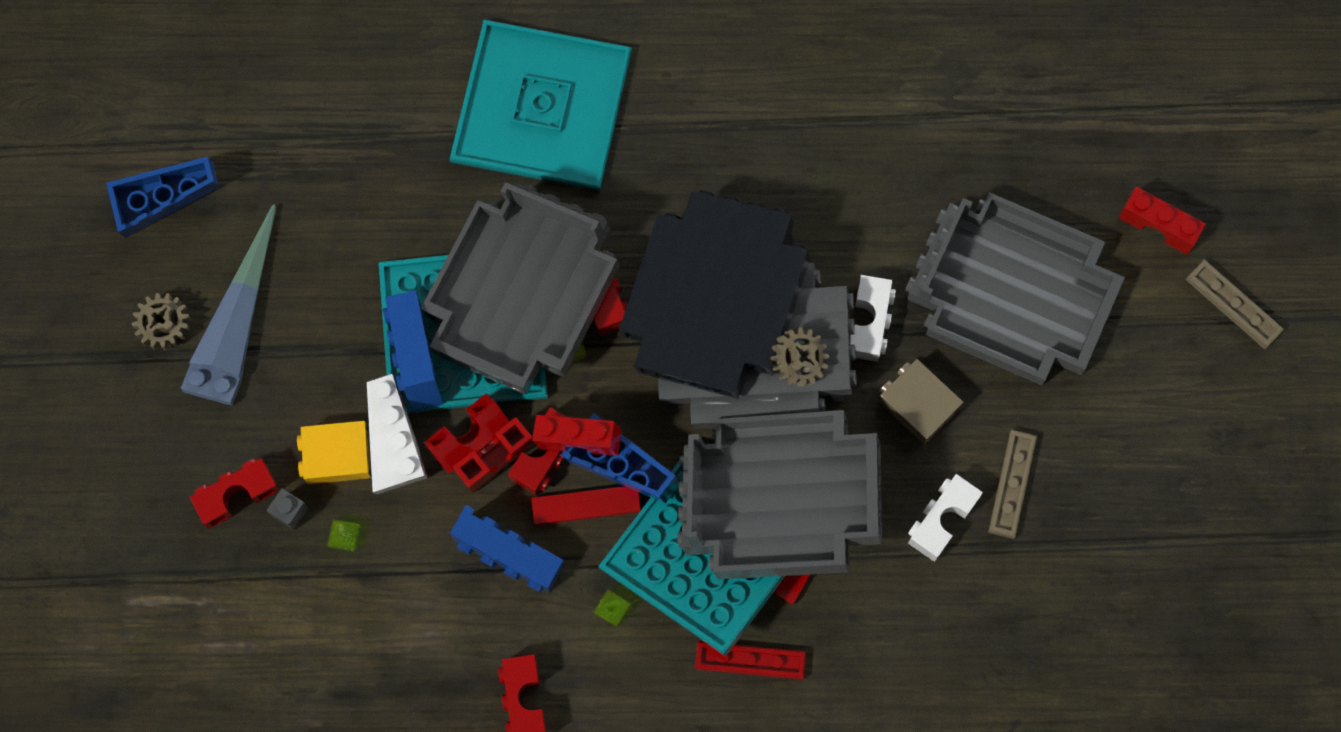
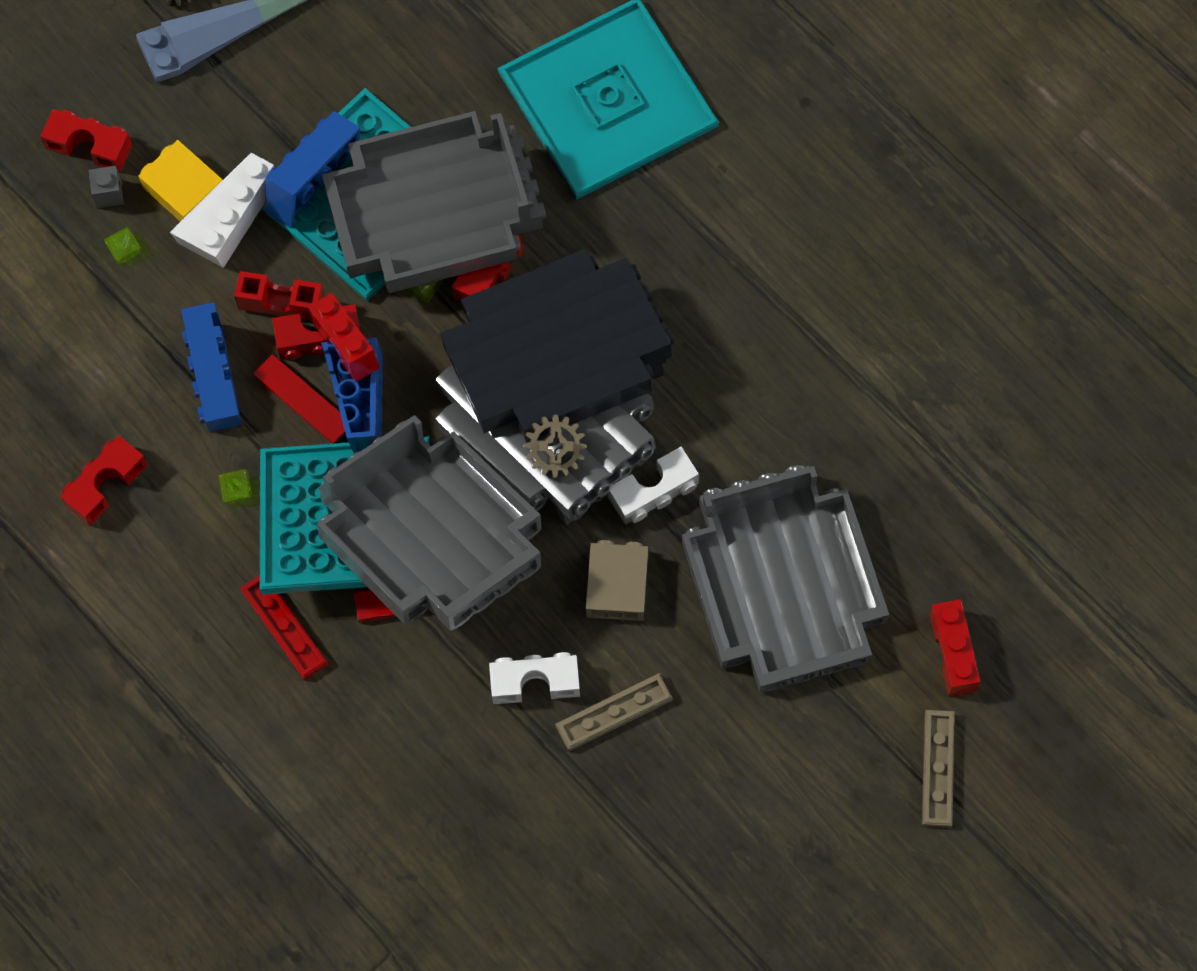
camera: 50 degrees right, 5 degrees down
(485, 422) = (256, 257): red arch -> none

